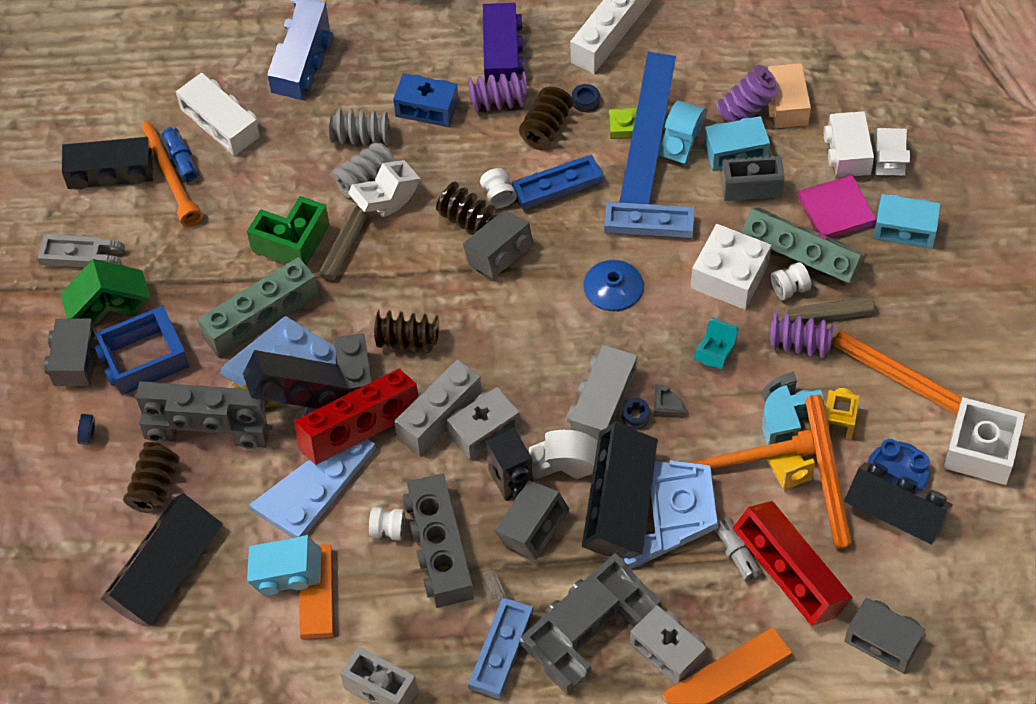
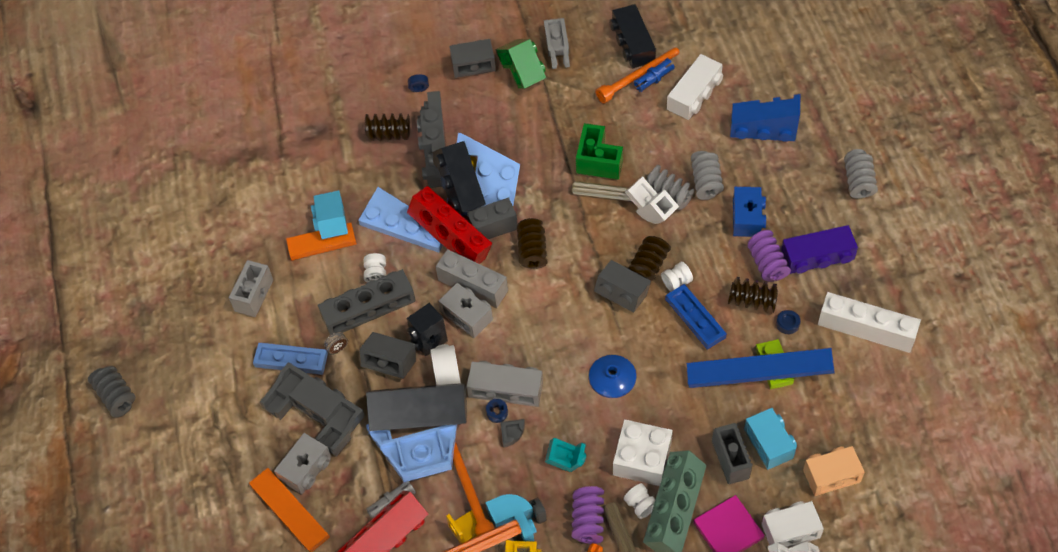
camera: 80 degrees right, 0 degrees up
(132, 331) = (494, 110): blue window -> none
(162, 561) = (328, 149): black brick -> none
(258, 307) = (533, 152): sand green brick -> none
(649, 219) = (676, 388): medium blue plate -> none
(681, 127) = (771, 391): medium azure brick -> none
(749, 95) = (815, 435): medium lavender piece -> none

